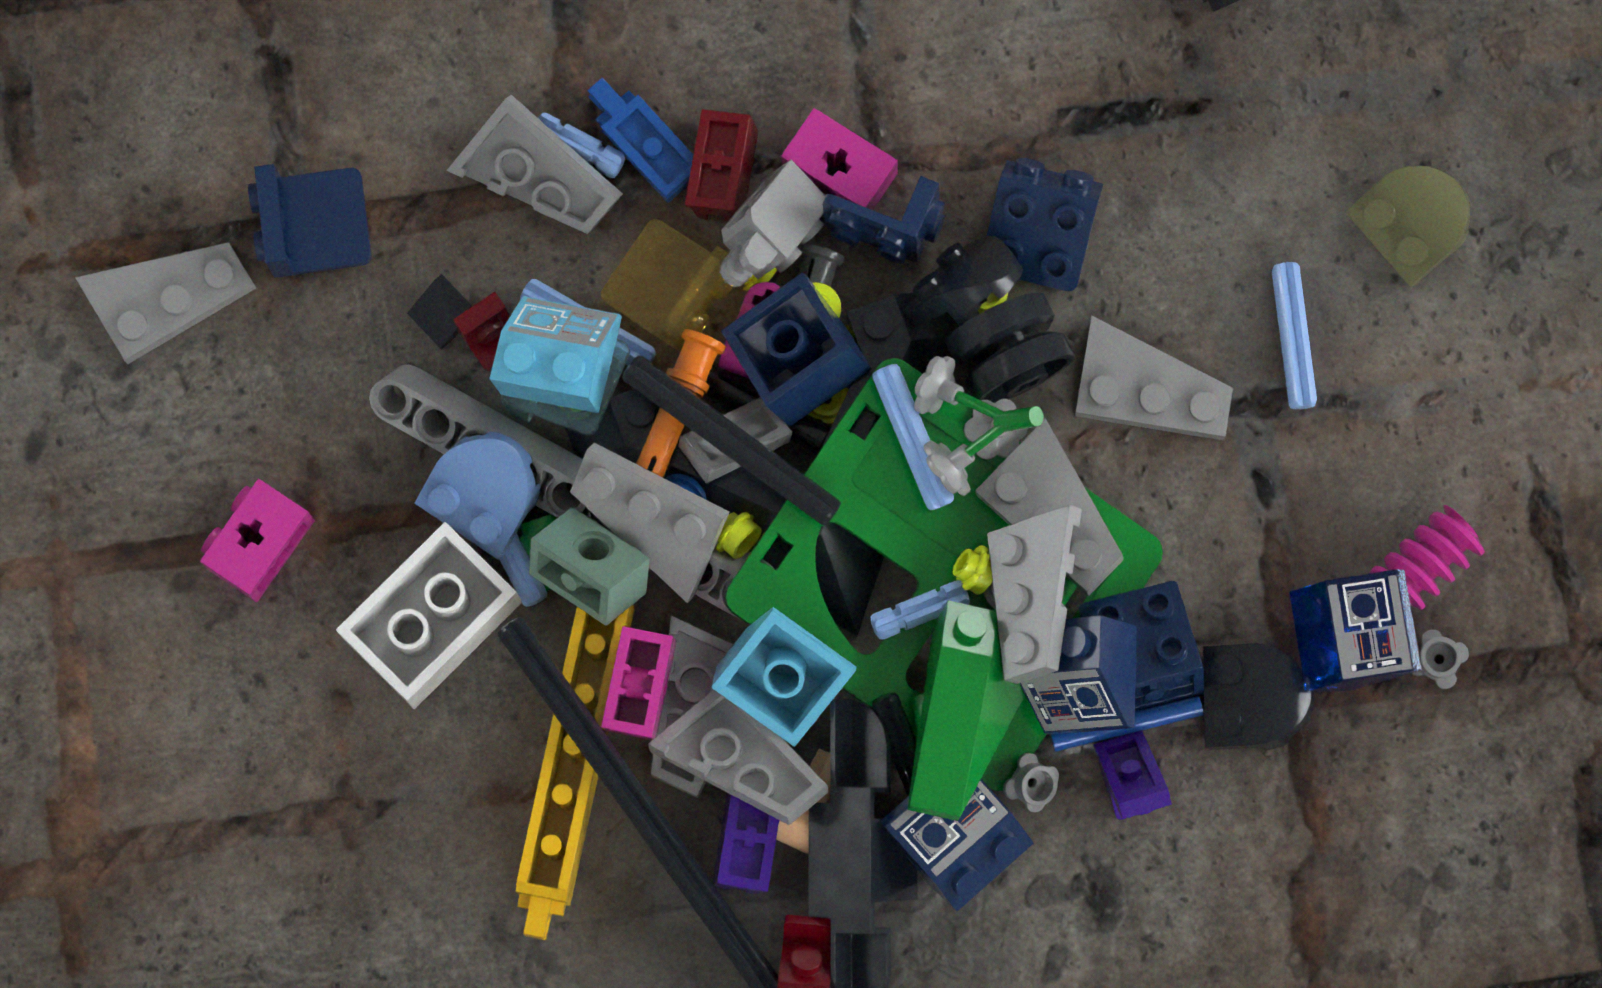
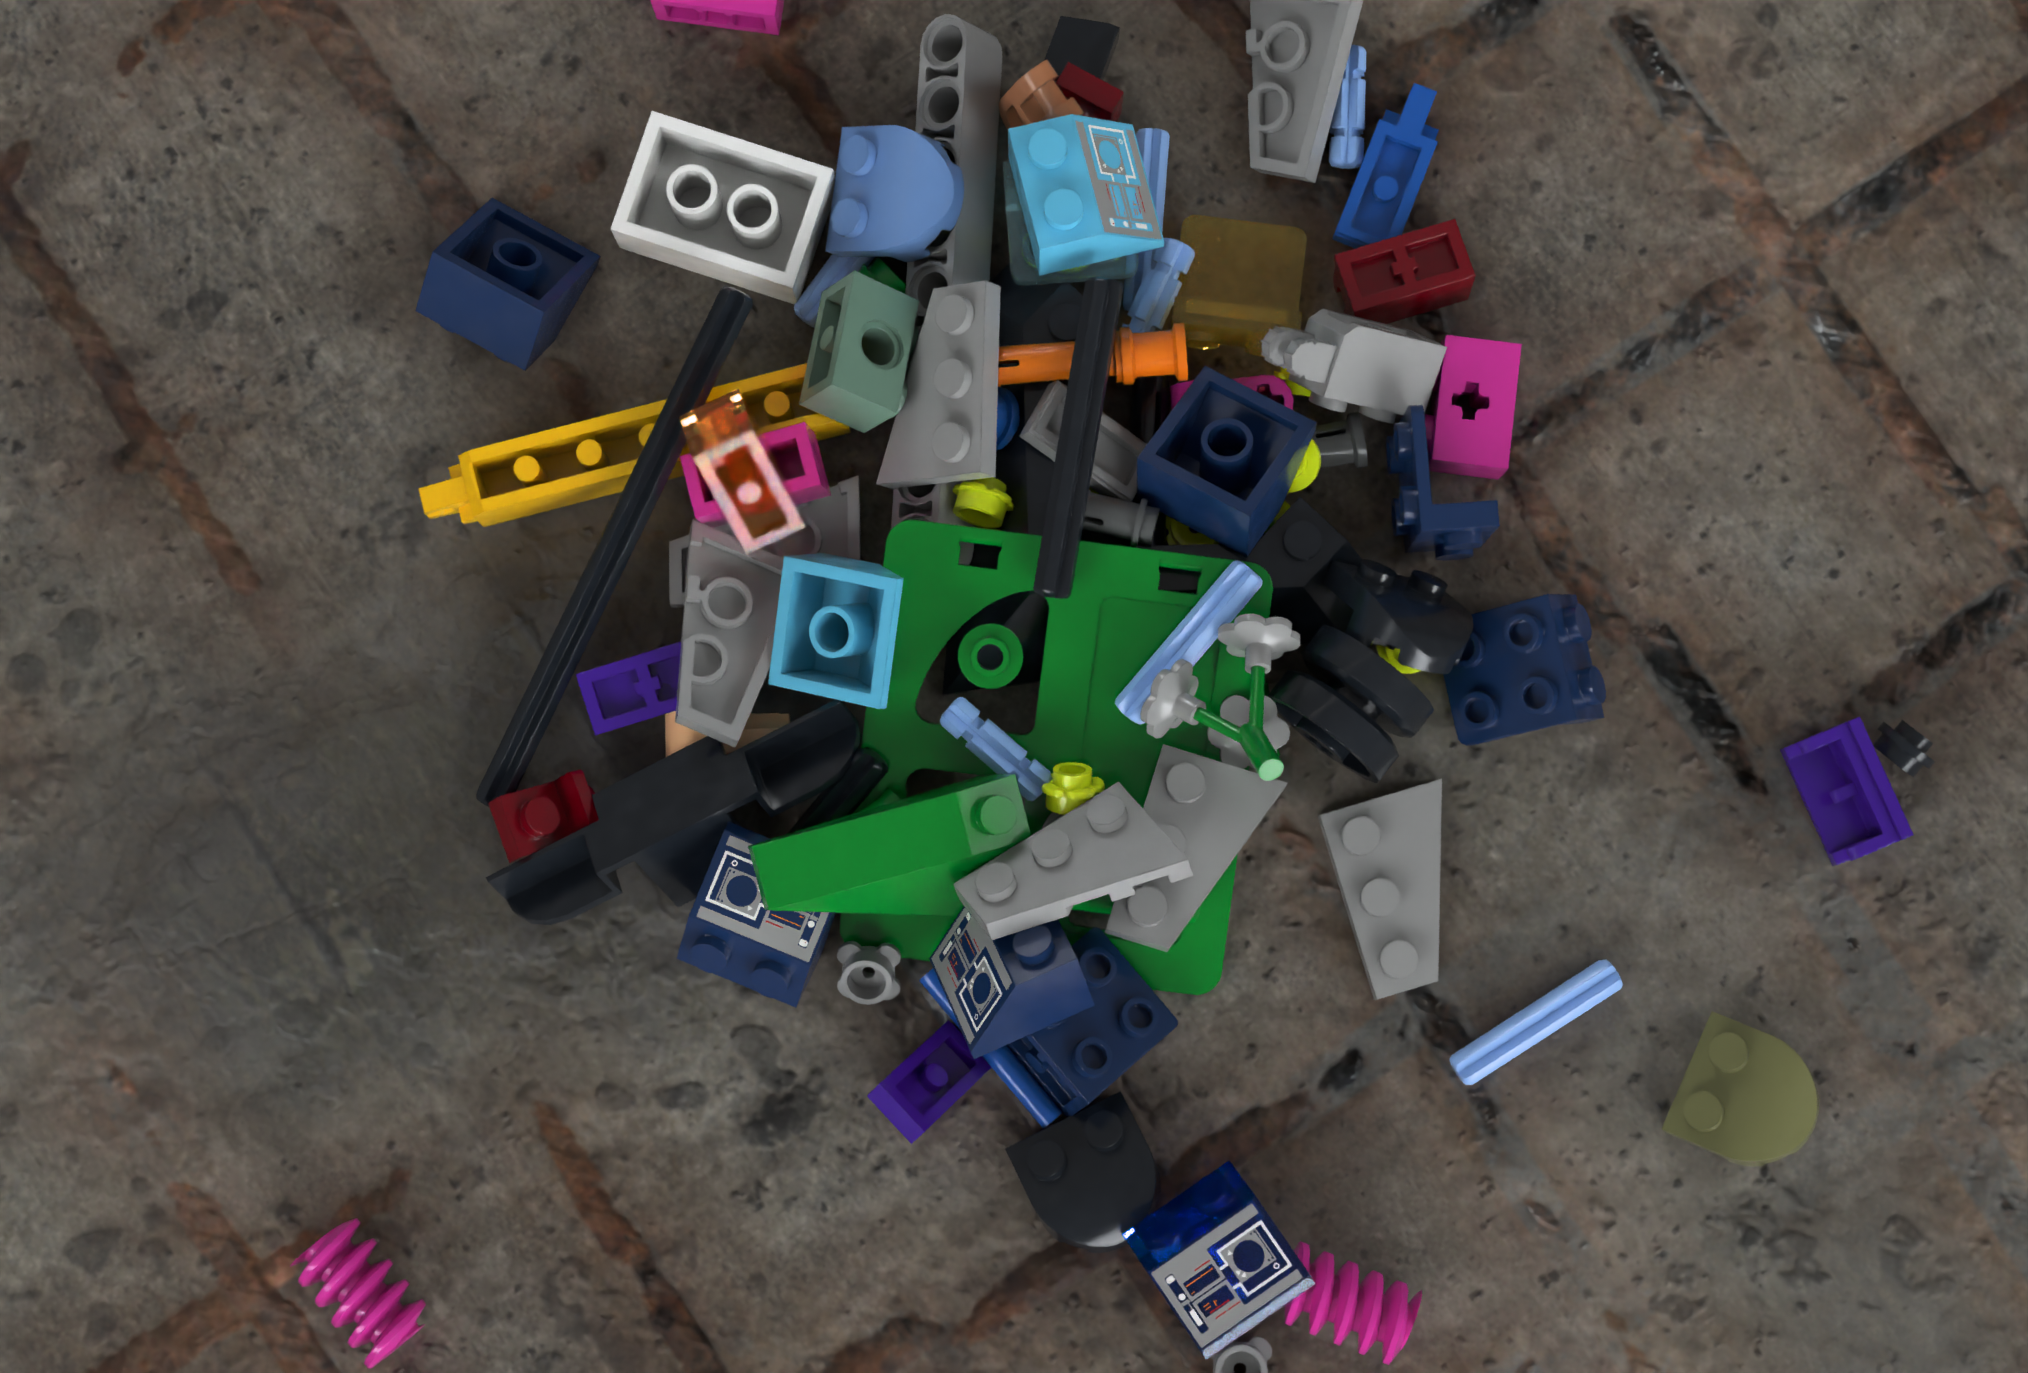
camera: 55 degrees right, 5 degrees up
(400, 801) = (505, 283): none -> dark blue slope
(472, 357) = (1036, 98): none -> nougat plate
(638, 684) = (741, 471): none -> clear orange slope
(645, 336) = (1160, 286): none -> light blue axle
(802, 440) = (1121, 518): none -> dark grey pin
(839, 587) = (1001, 637): none -> green plate
(1237, 45) = (1846, 792): none -> dark purple hinge

